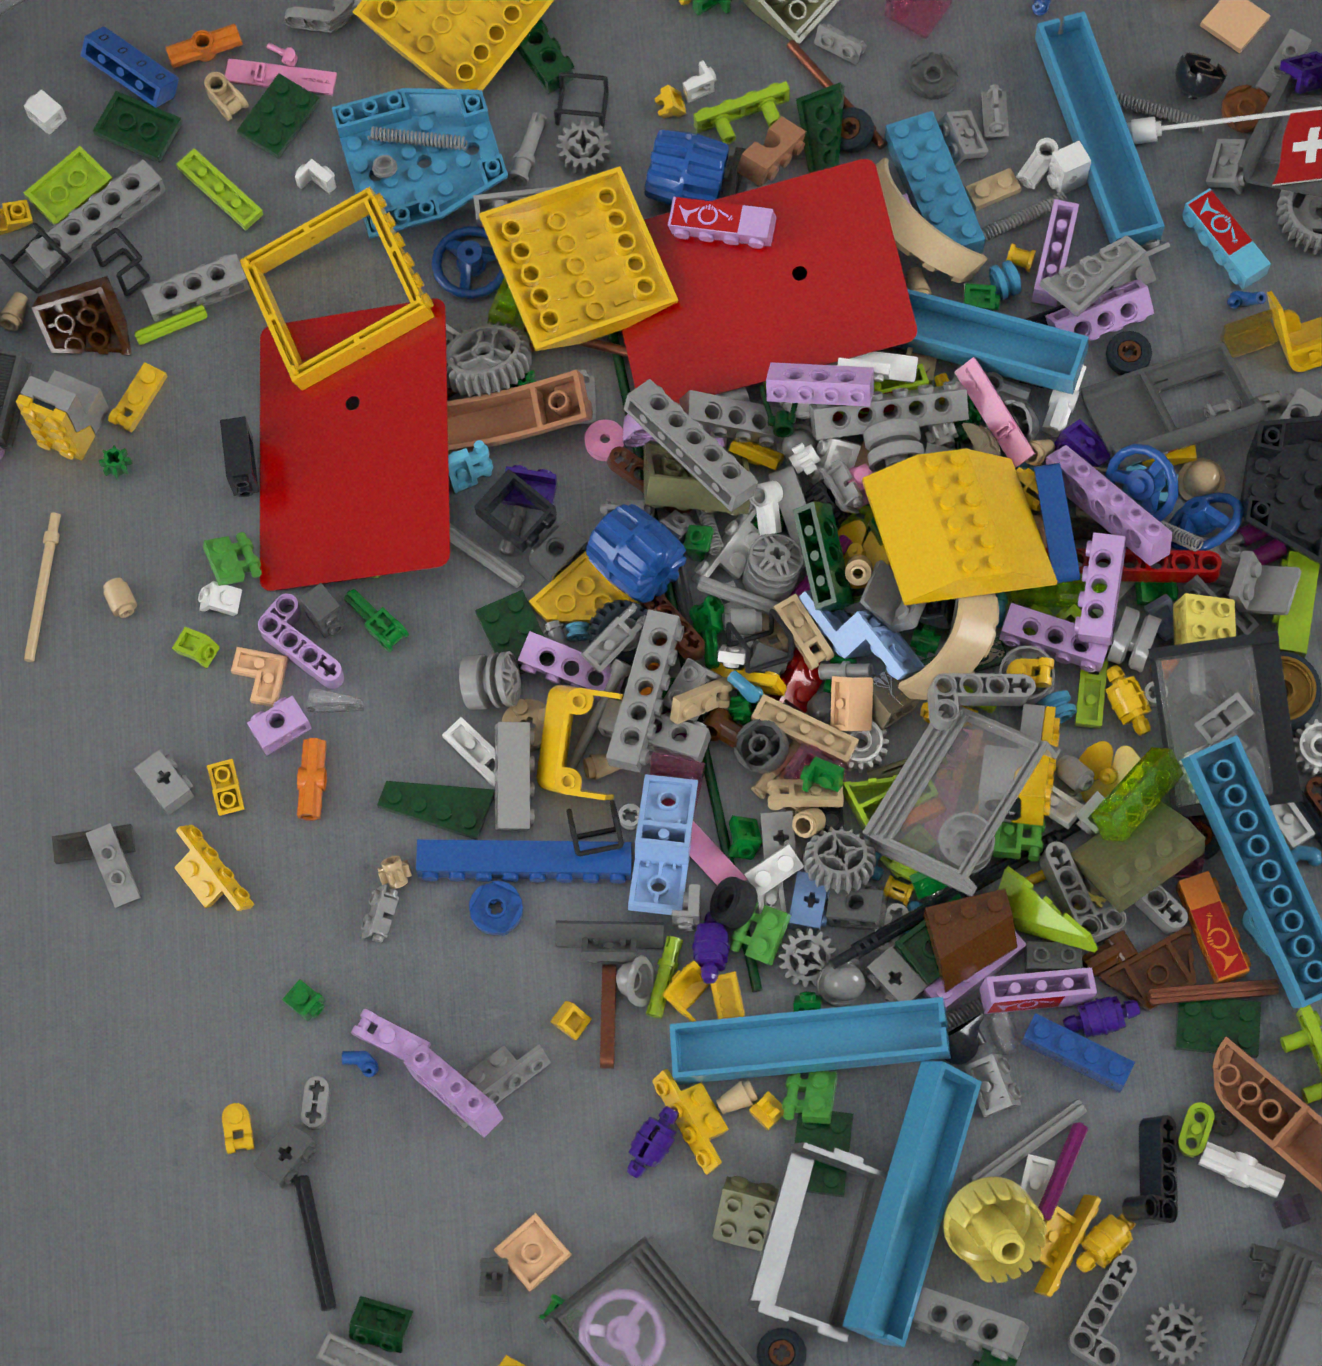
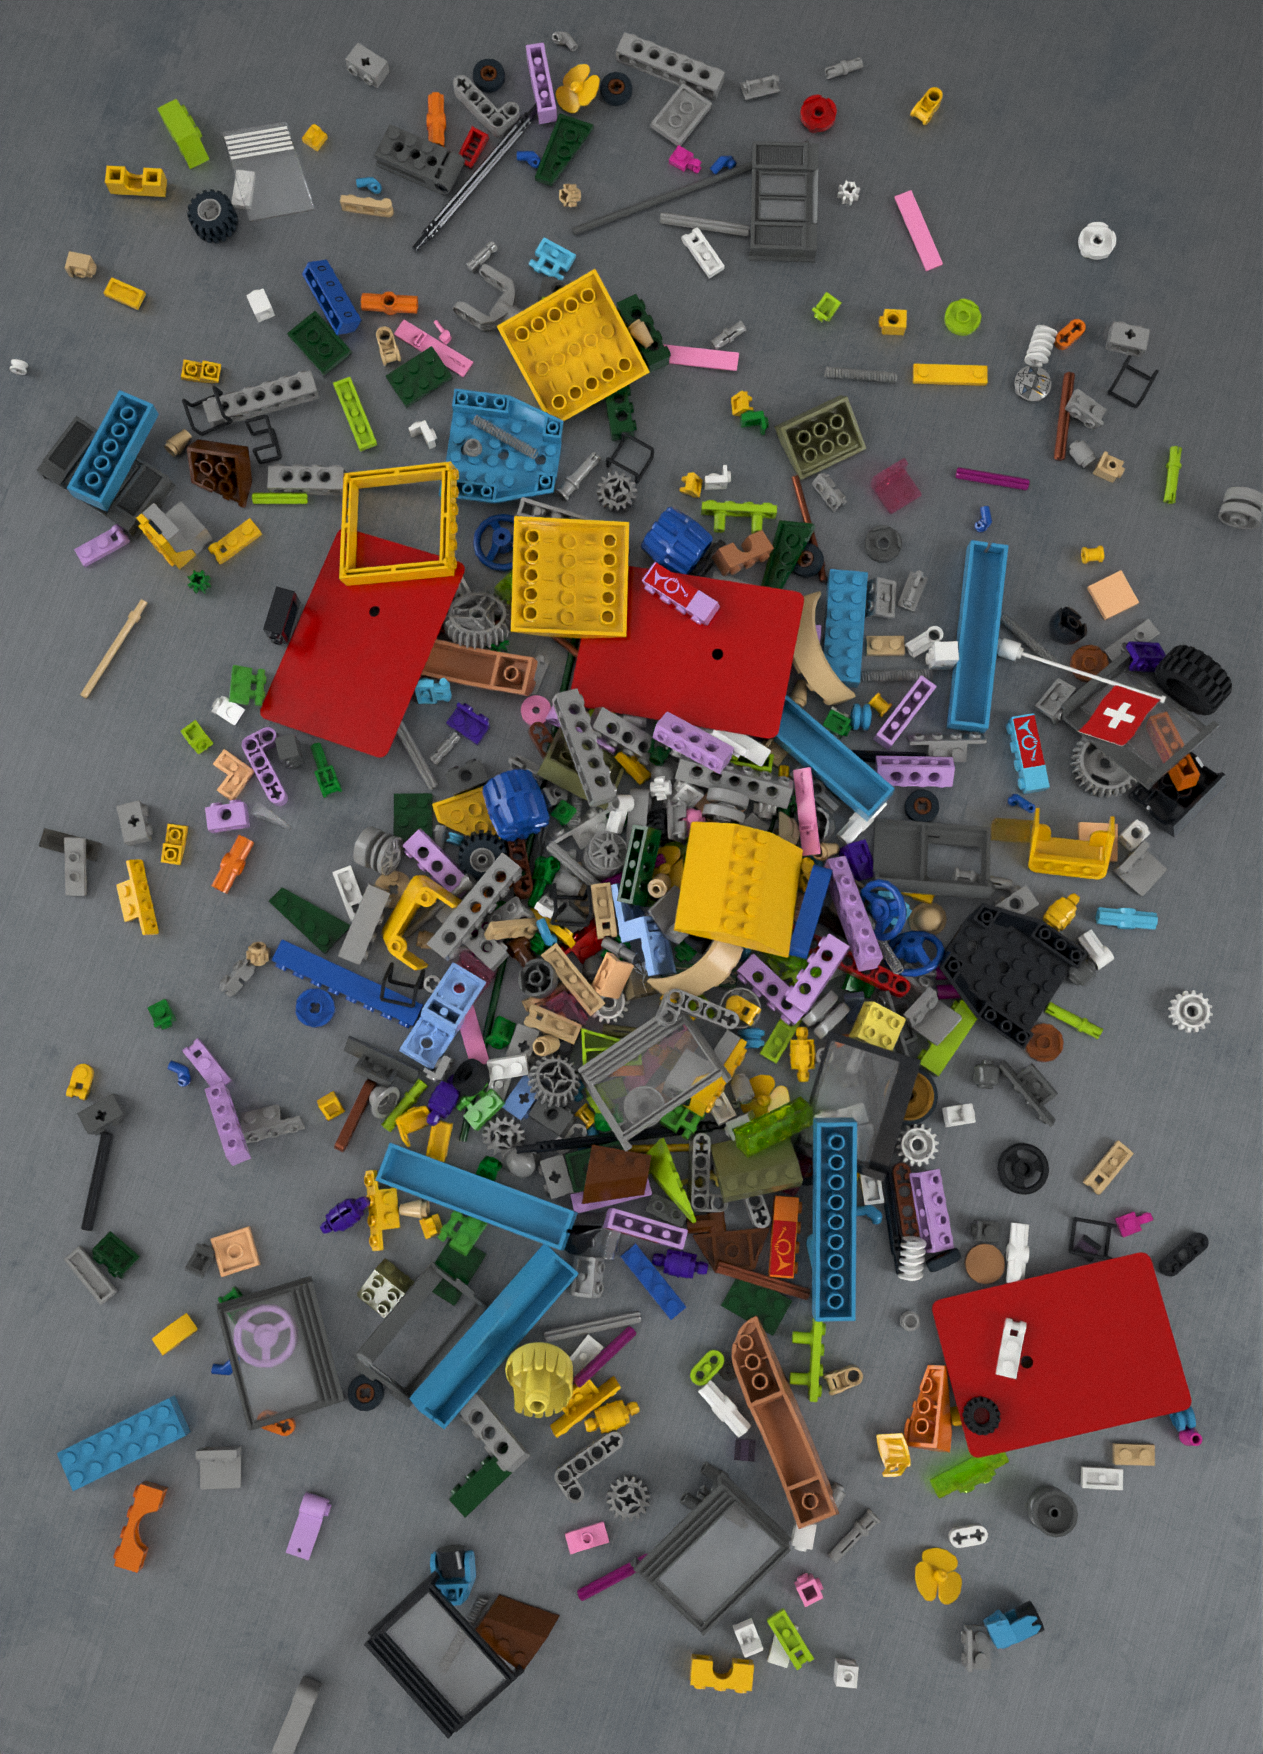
camera: 15 degrees right, 10 degrees up
(68, 185) = (253, 366): lime plate -> none
(119, 597) = (161, 680): tan brick -> none
(322, 1103) = (143, 1089): light grey beam -> none
(498, 493) = (442, 720): black window -> none
(612, 640) = (470, 861): light grey hinge -> none
(822, 773) = (570, 1018): green bracket -> none
(1093, 275) = (913, 745): light grey wing -> none
(1157, 1174) = (665, 1388): black beam -> none
(1225, 719) = (857, 1103): light grey brick -> none

